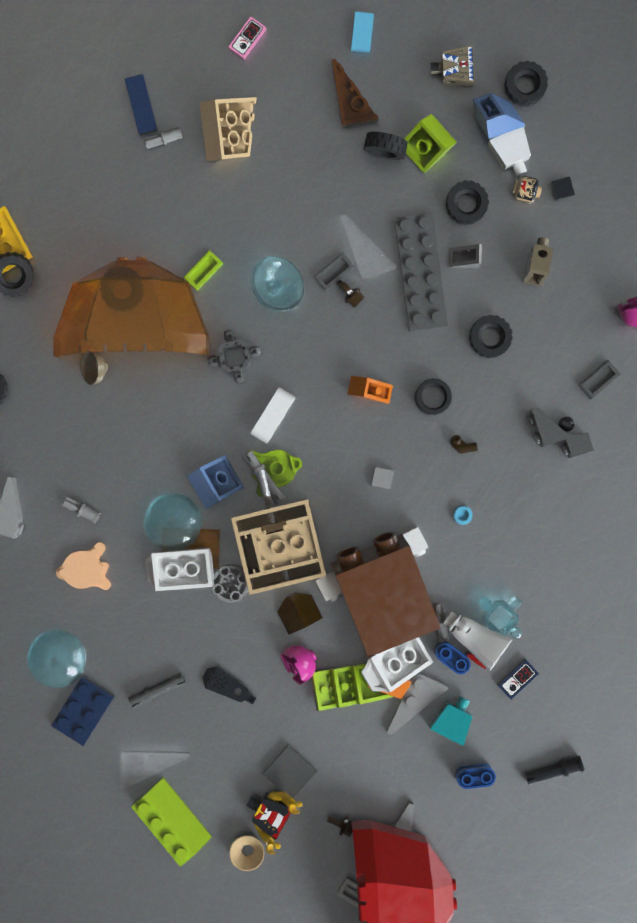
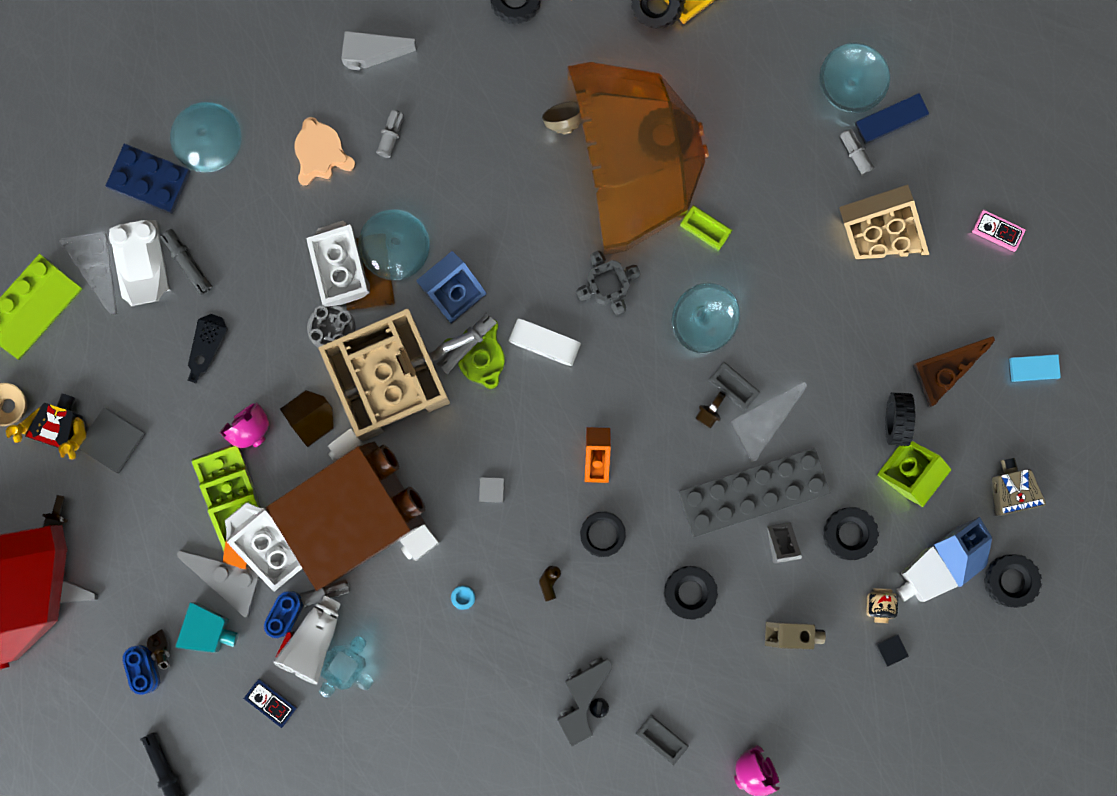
camera: 75 degrees right, 5 degrees down
(102, 115) = (859, 64): none -> clear light blue dish
(150, 727) = (139, 261): none -> white slope
(460, 759) = (159, 649): none -> dark brown piece

